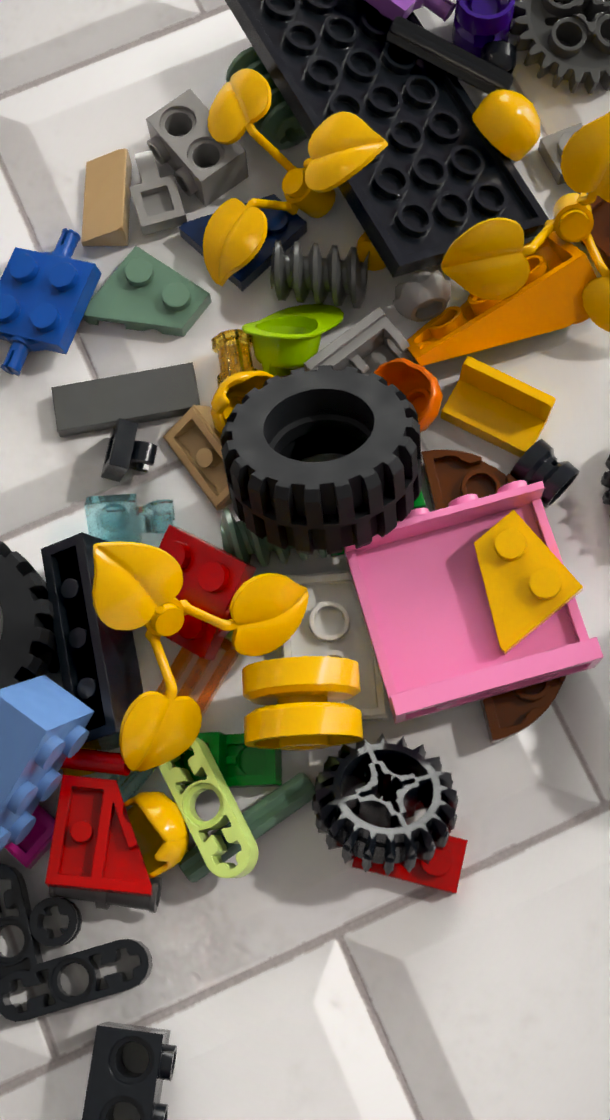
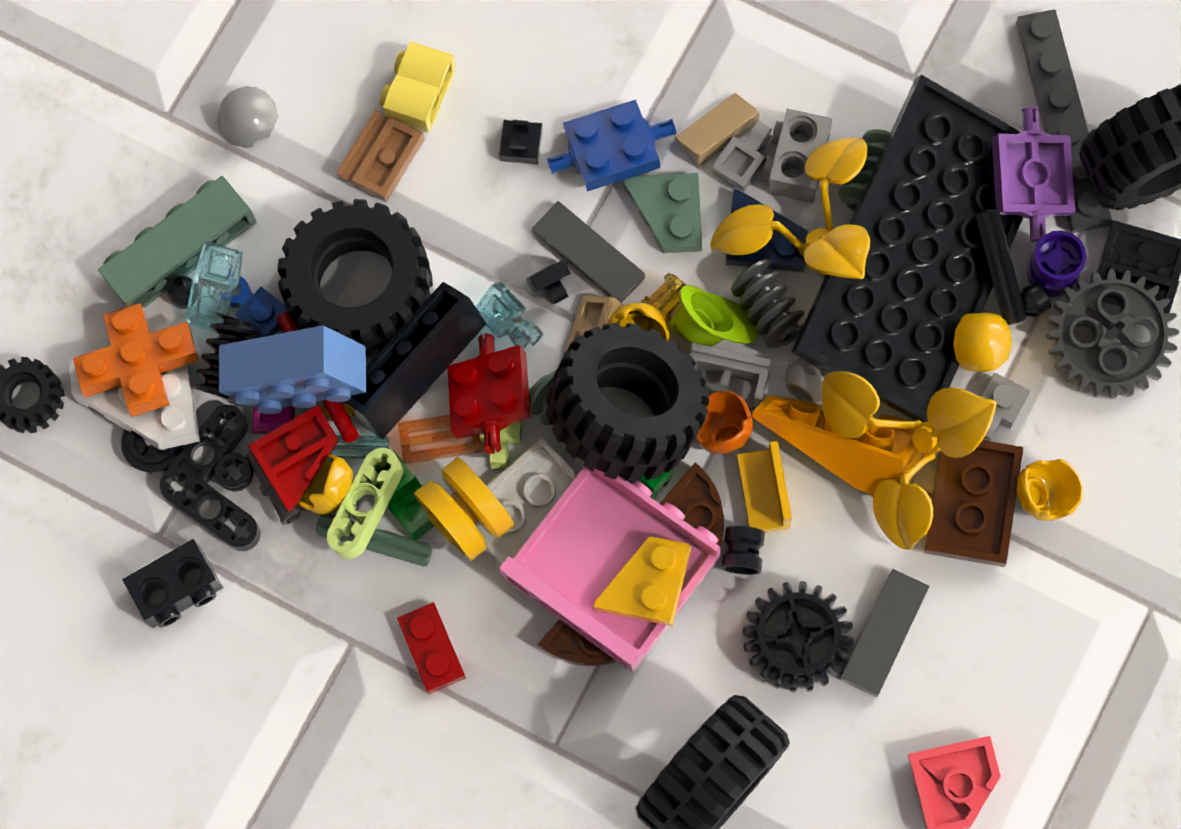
camera: 55 degrees right, 0 degrees up
(139, 588) = (445, 354): yellow plant -> none
(374, 817) = (469, 615): black gear -> none

